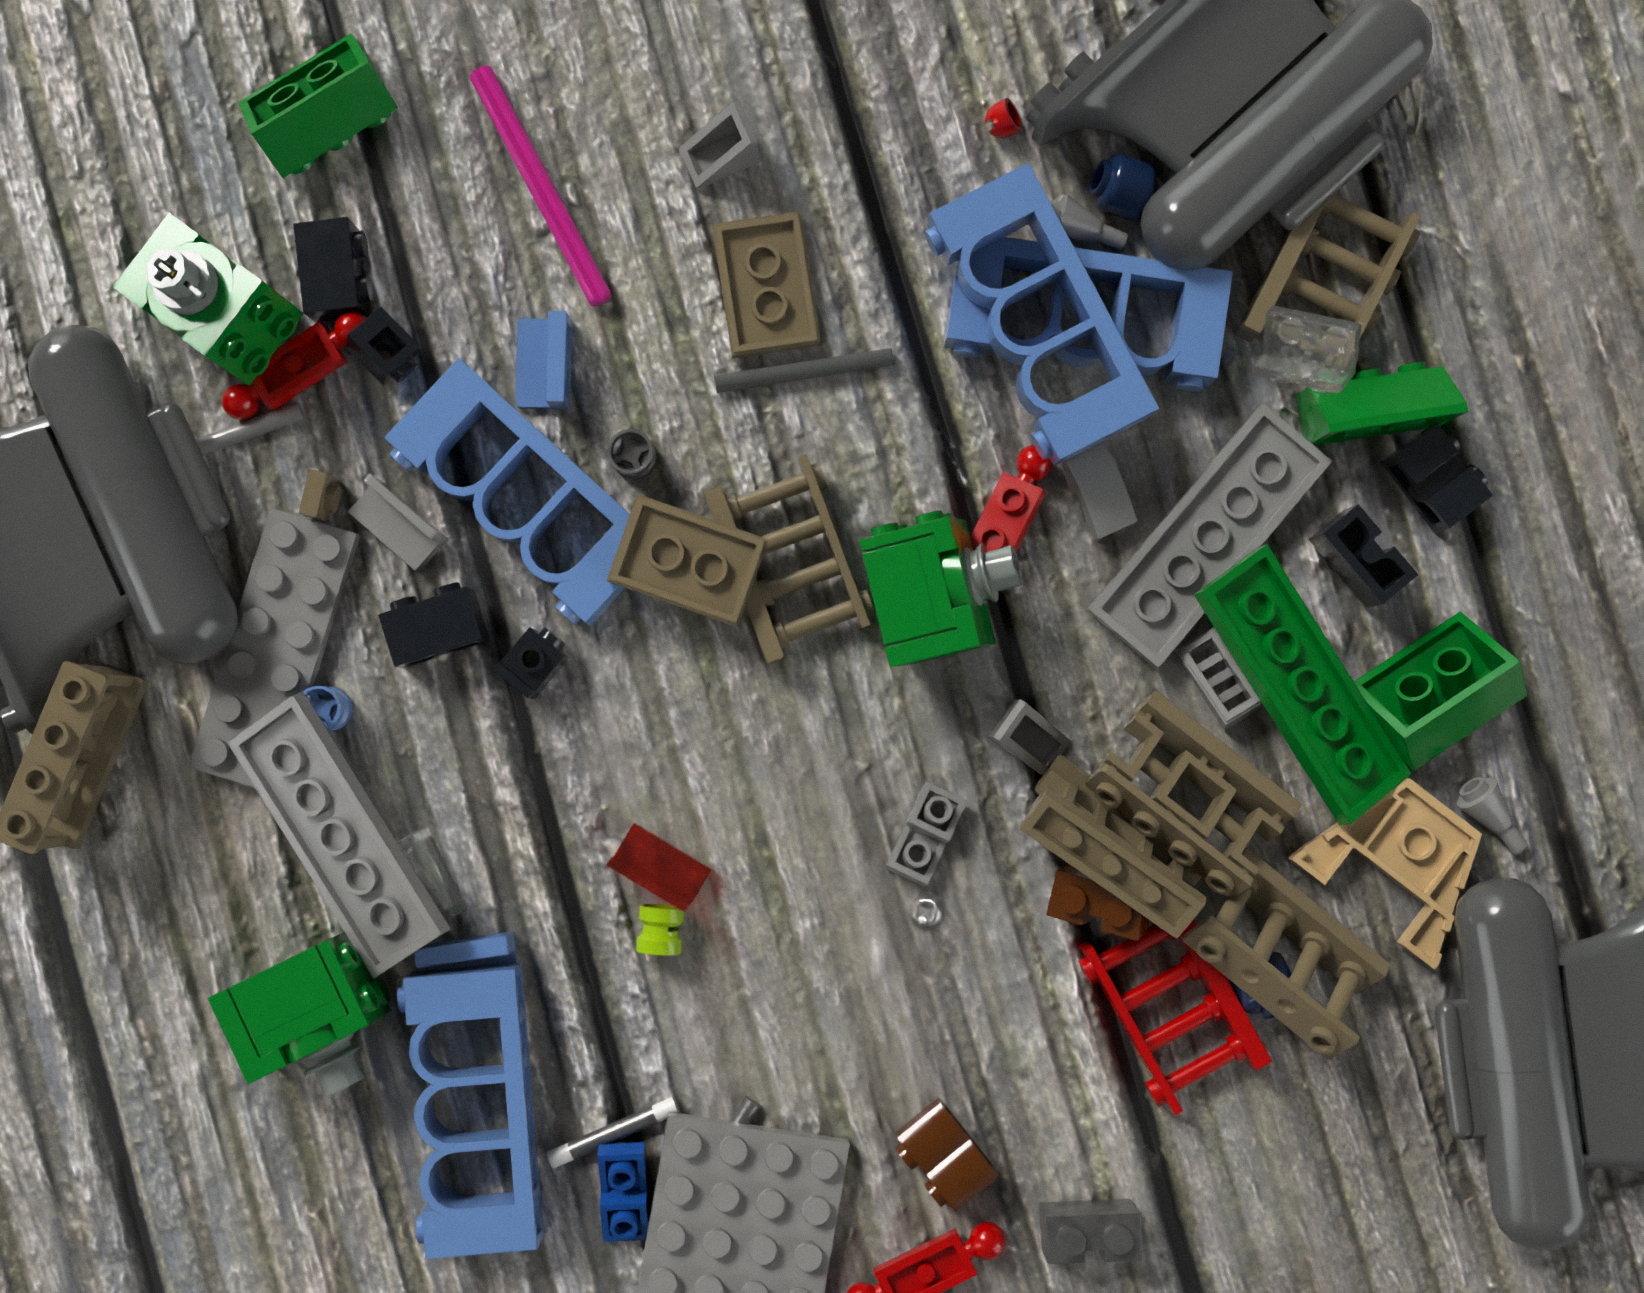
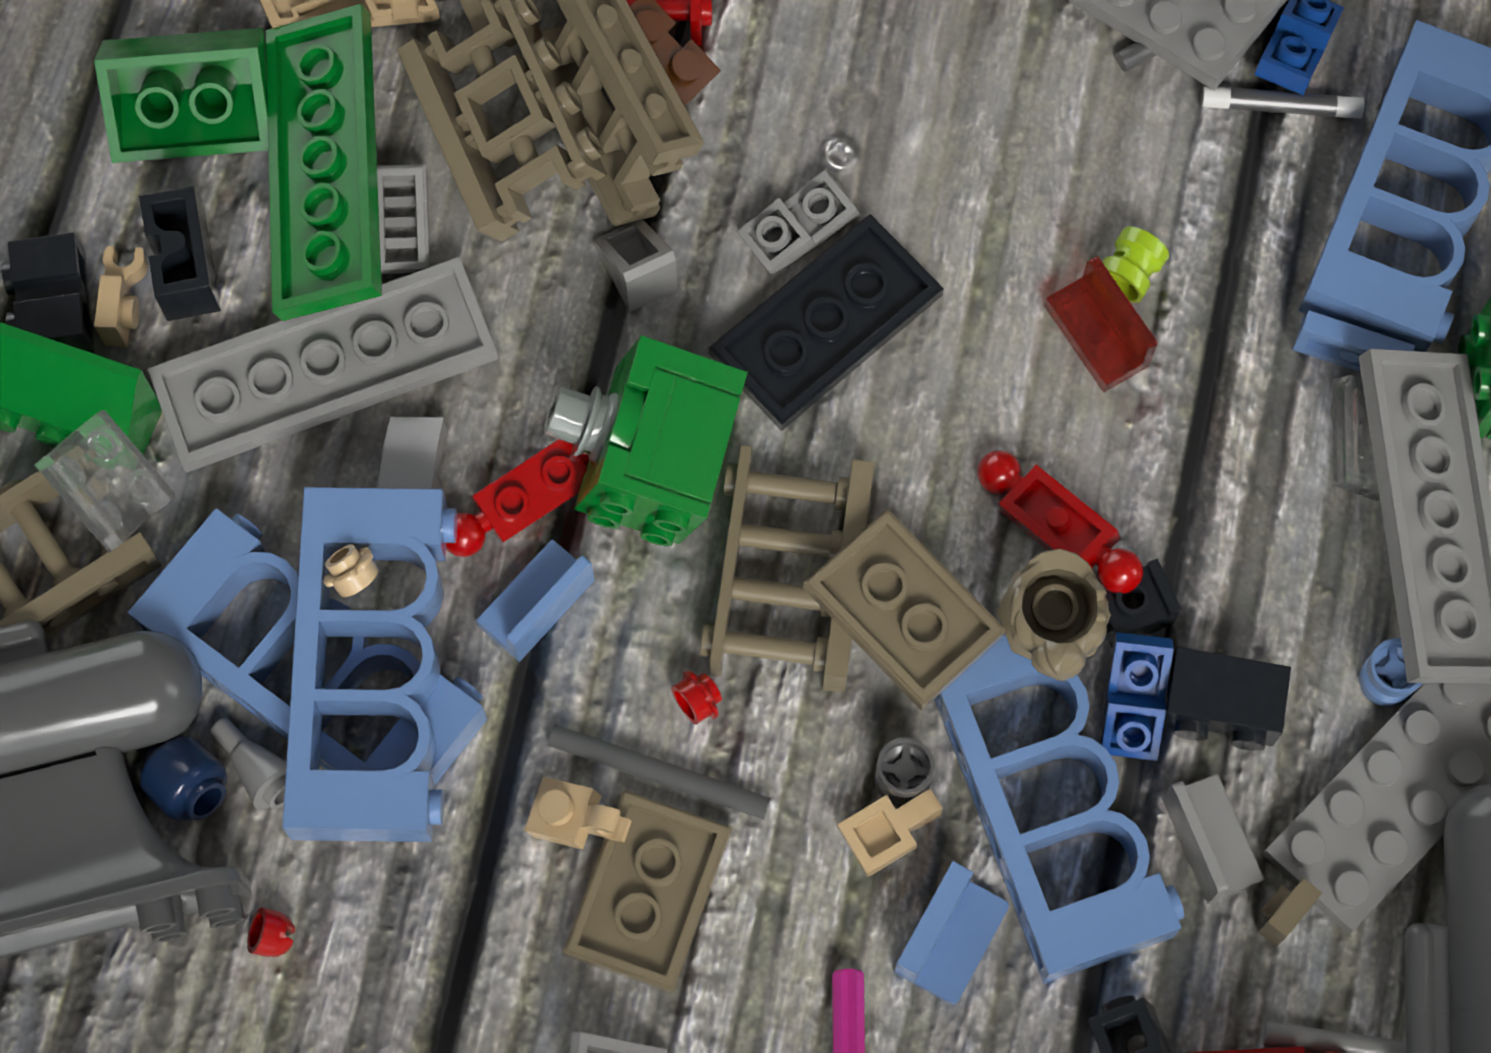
camera: 150 degrees left, 15 degrees down
(497, 595) = (1136, 695): none -> blue slope
(574, 606) = (1055, 613): none -> dark tan piece
(614, 695) = (1059, 519): none -> red plate
(626, 405) = (883, 834): none -> tan plate
(805, 434) = (697, 696): none -> red plate
(847, 302) = (570, 812): none -> tan plate
(864, 768) = (827, 321): none -> black tile
(957, 444) = (536, 599): none -> medium blue panel
(1089, 365) = (350, 570): none -> tan plate
(1384, 496) = (116, 306): none -> tan plate

